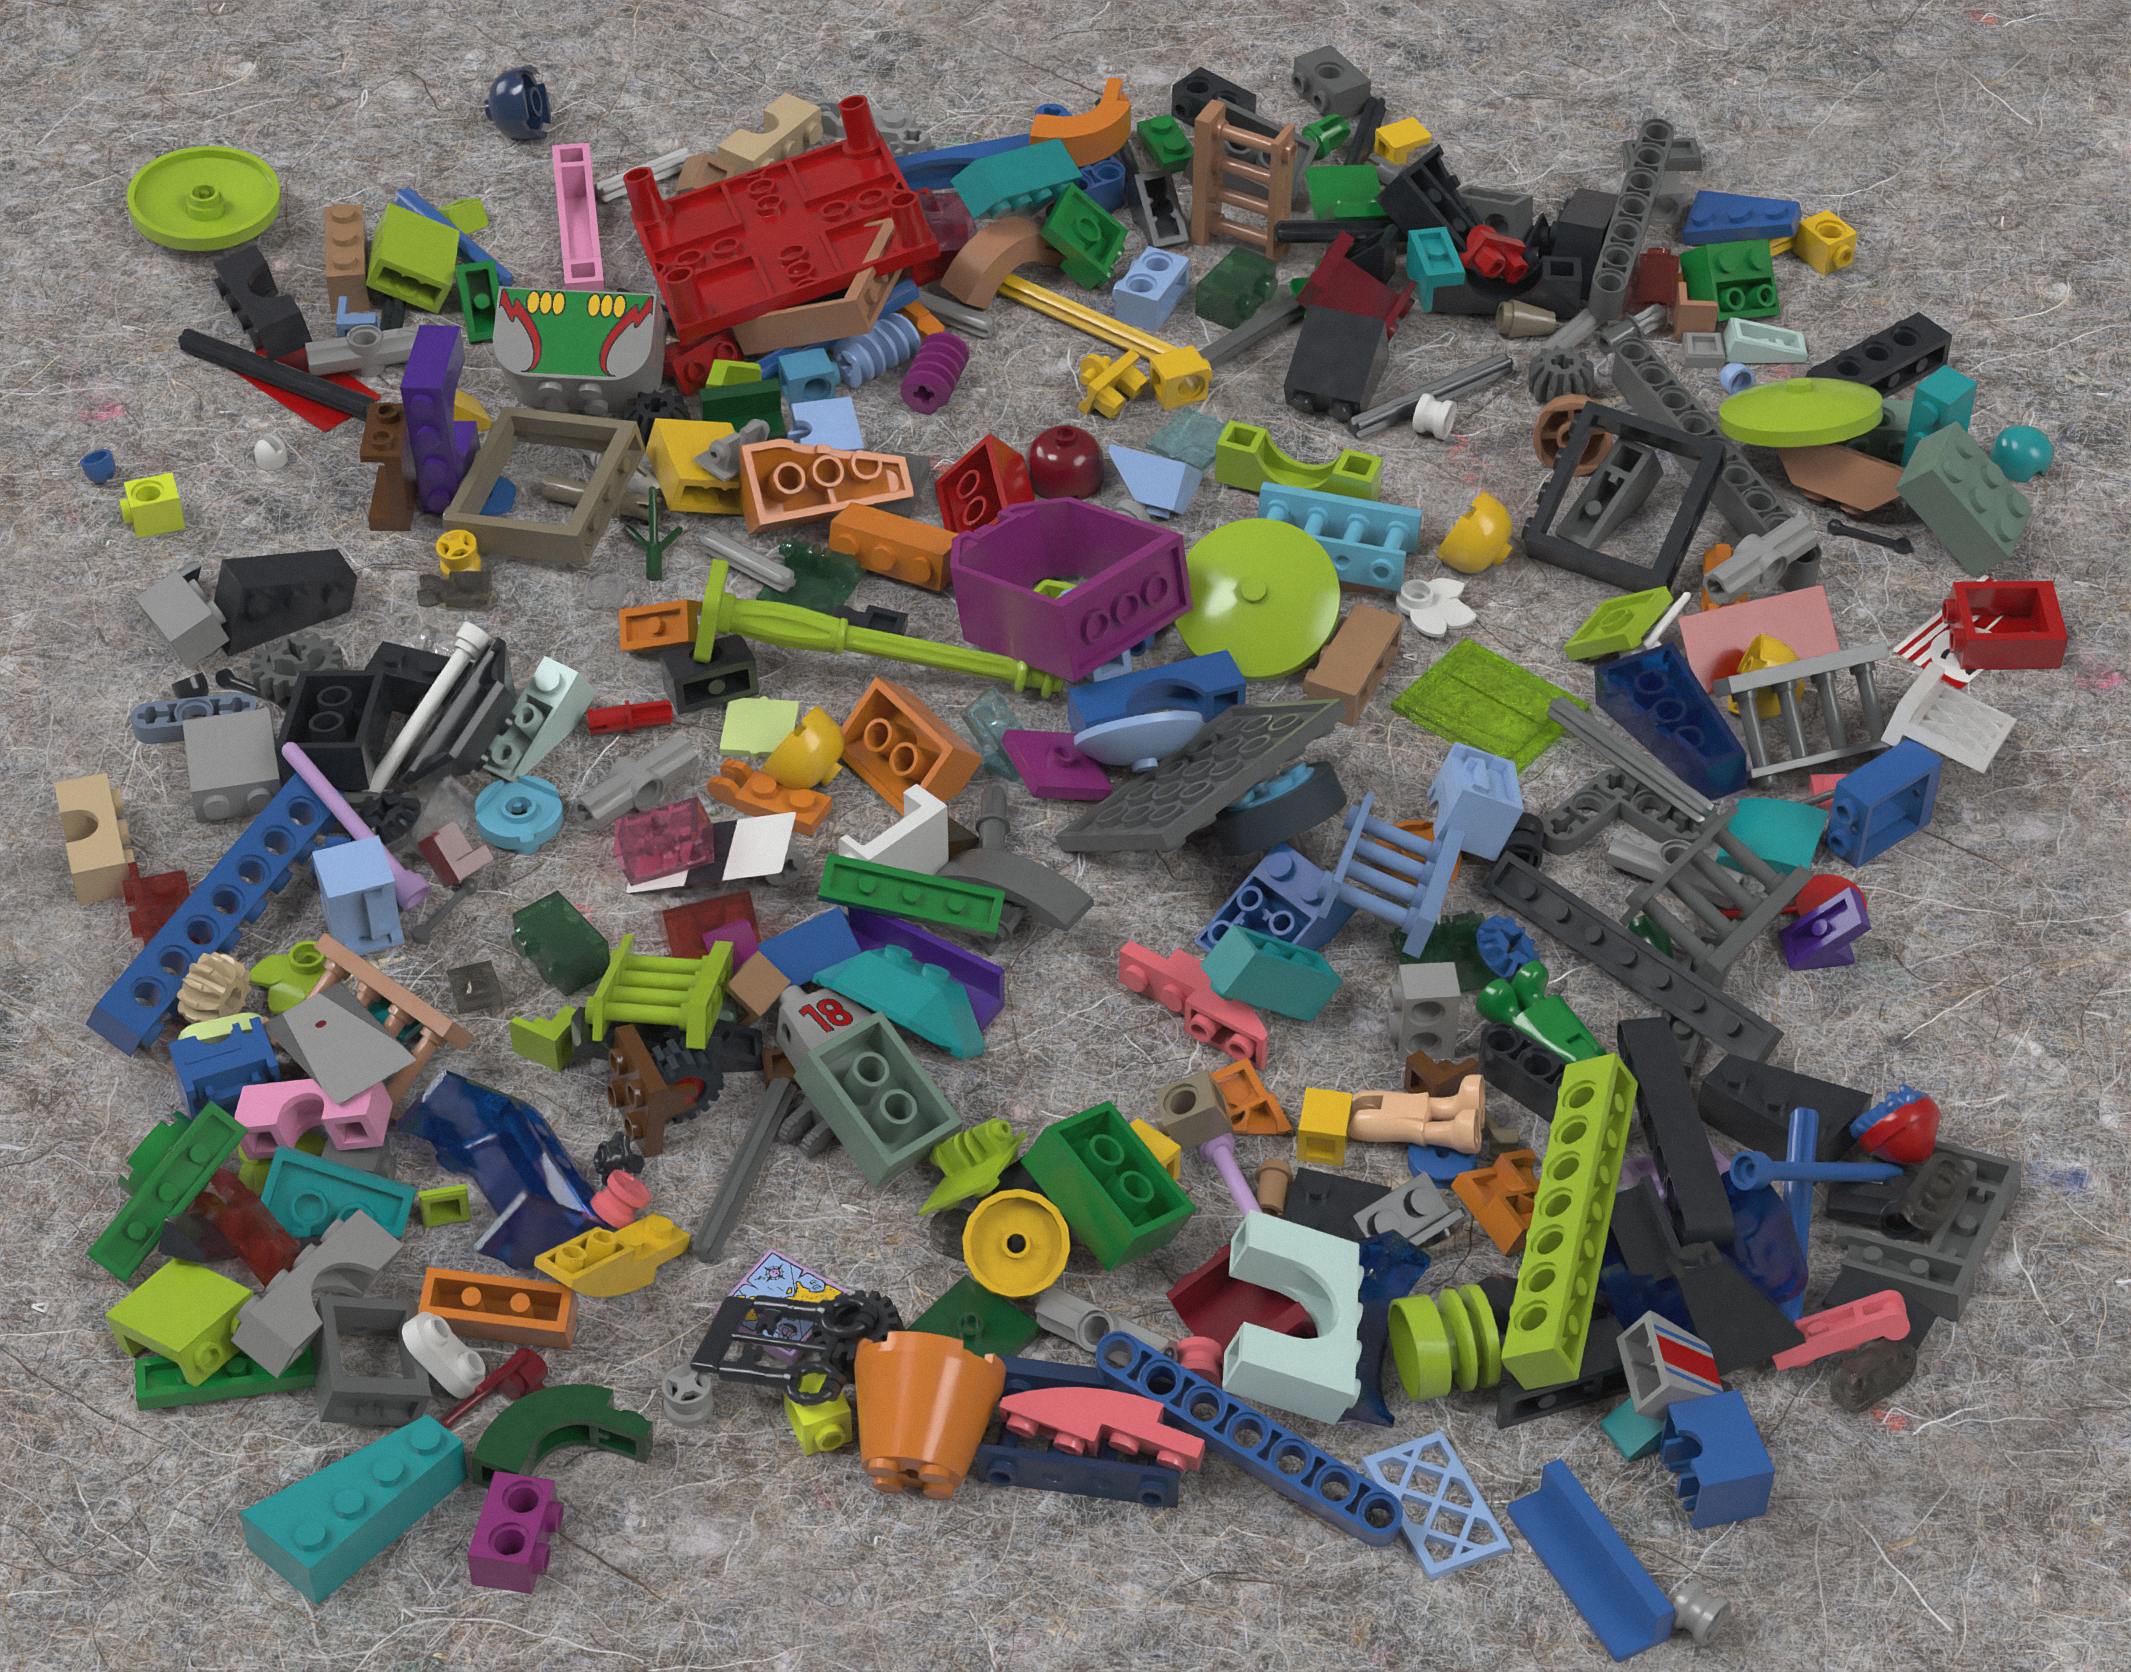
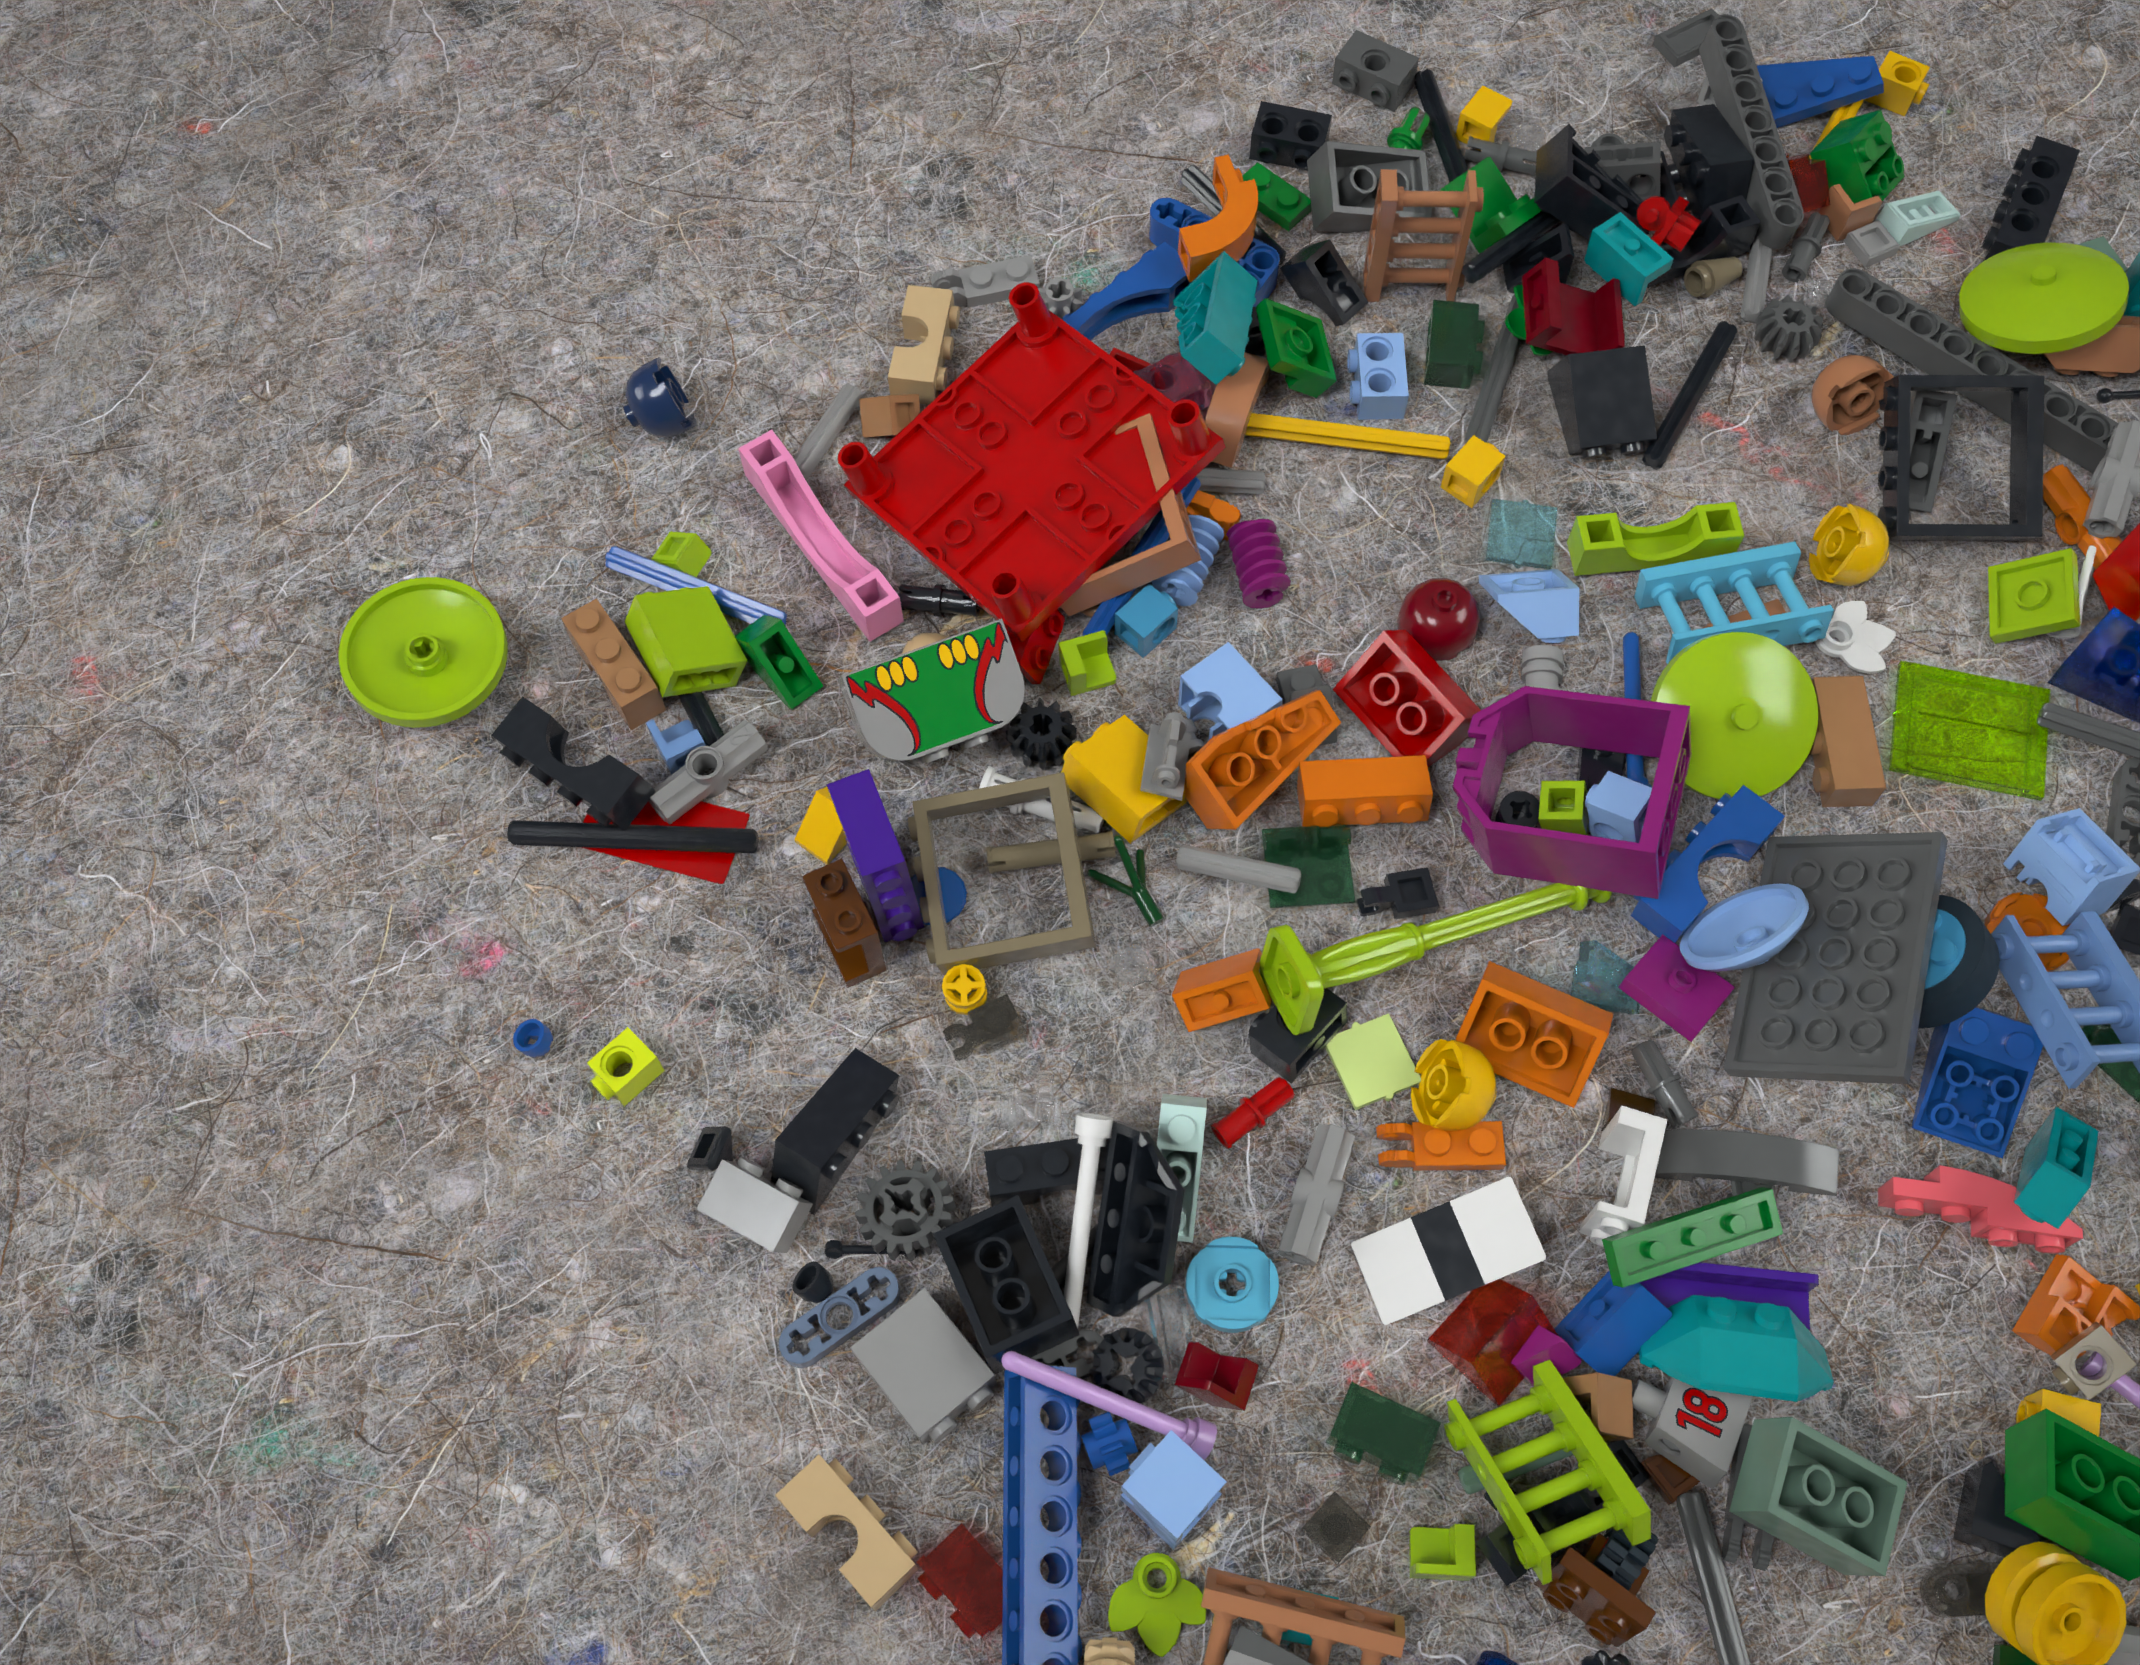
camera: 25 degrees left, 20 degrees up
(270, 453) = (689, 946): white hinge -> none
(421, 933) = (1232, 1475): dark grey hinge -> none
(664, 841) = (1426, 1263): clear pink brick -> none
(743, 403) = (1117, 690): dark green panel -> none
(972, 1163) = (1950, 1534): lime hinge -> none
(1105, 378) = (1411, 503): yellow hips -> none
(1434, 416) = (1716, 420): white wheel -> none
(1736, 377) = (1923, 266): light blue hinge -> none

